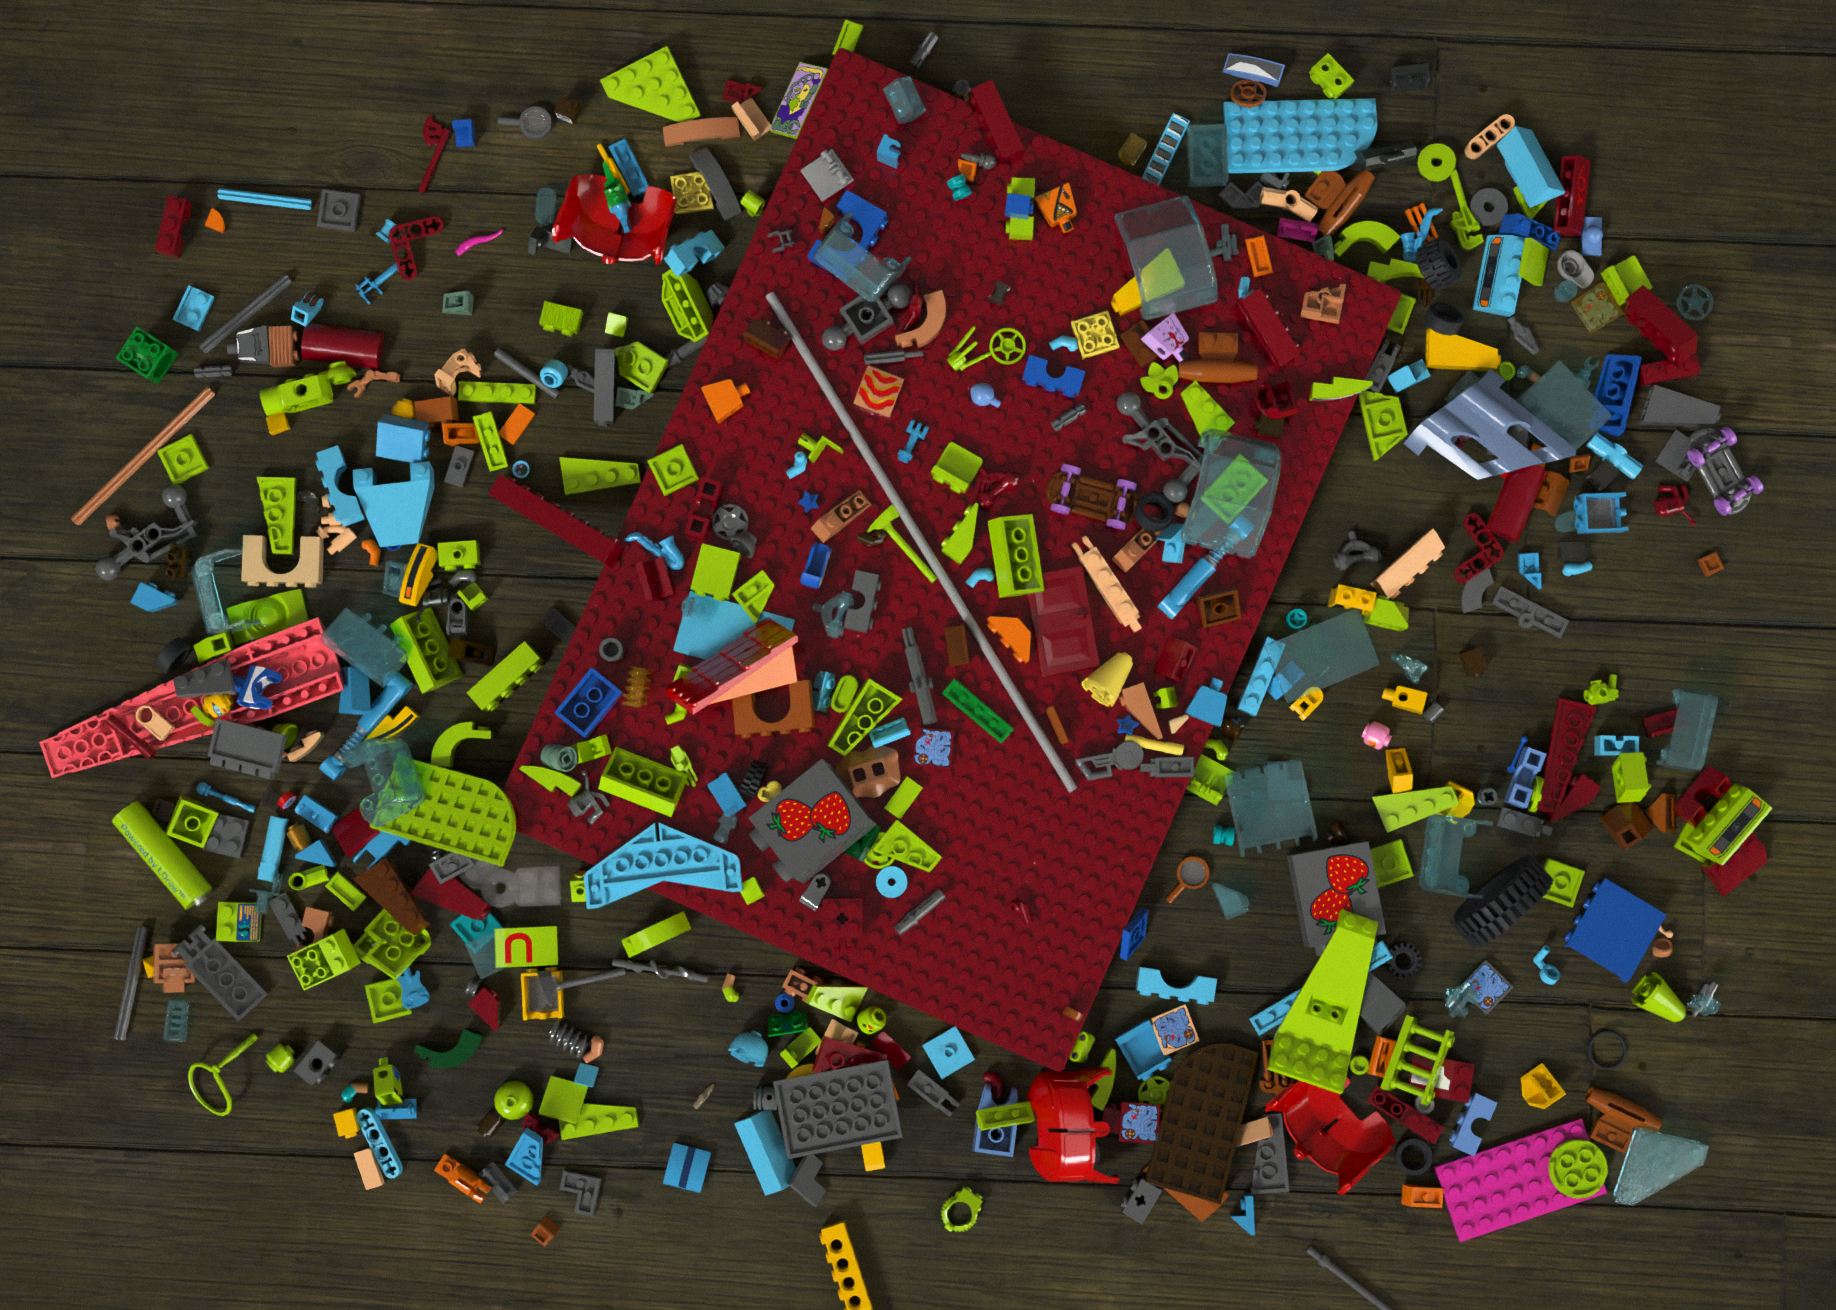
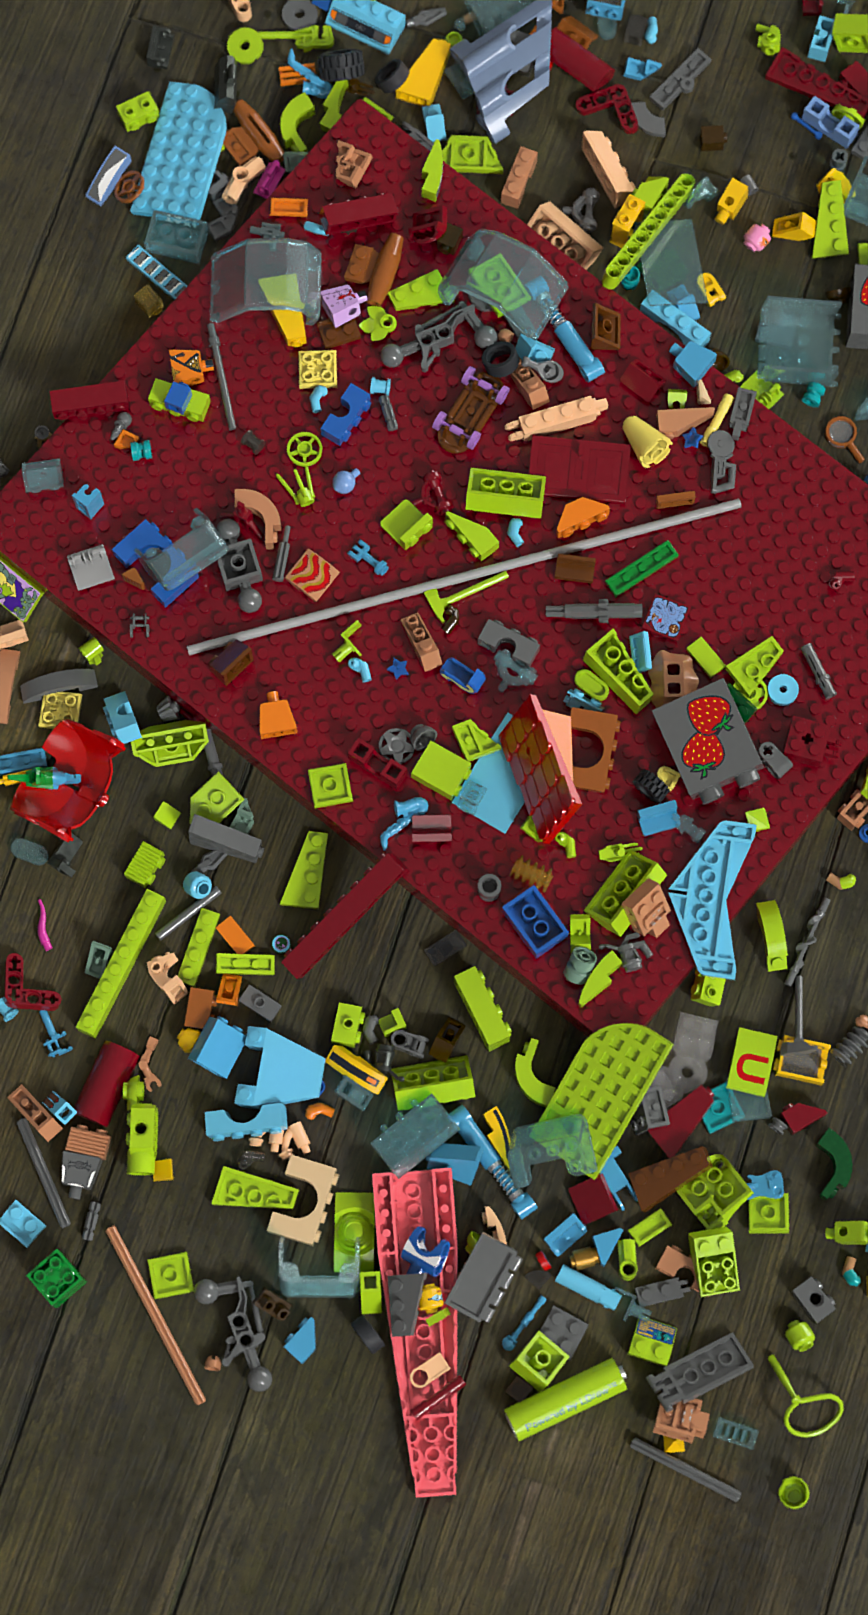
camera: 75 degrees left, 10 degrees down
(134, 1089) = (793, 1492): none -> lime hair
(297, 287) = (34, 1113): none -> nougat slope
(459, 325) = (121, 964): none -> lime brick
(629, 807) = (647, 909): none -> nougat piece
(1093, 225) = (214, 343): none -> dark grey bar
(1093, 401) = (380, 386): none -> medium azure bush
(1156, 561) = (548, 370): none -> dark grey piece
(1318, 539) = (565, 234): none -> light nougat slope
(1353, 623) = (648, 231): none -> lime beam
(1380, 478) = (517, 179): none -> nougat arch

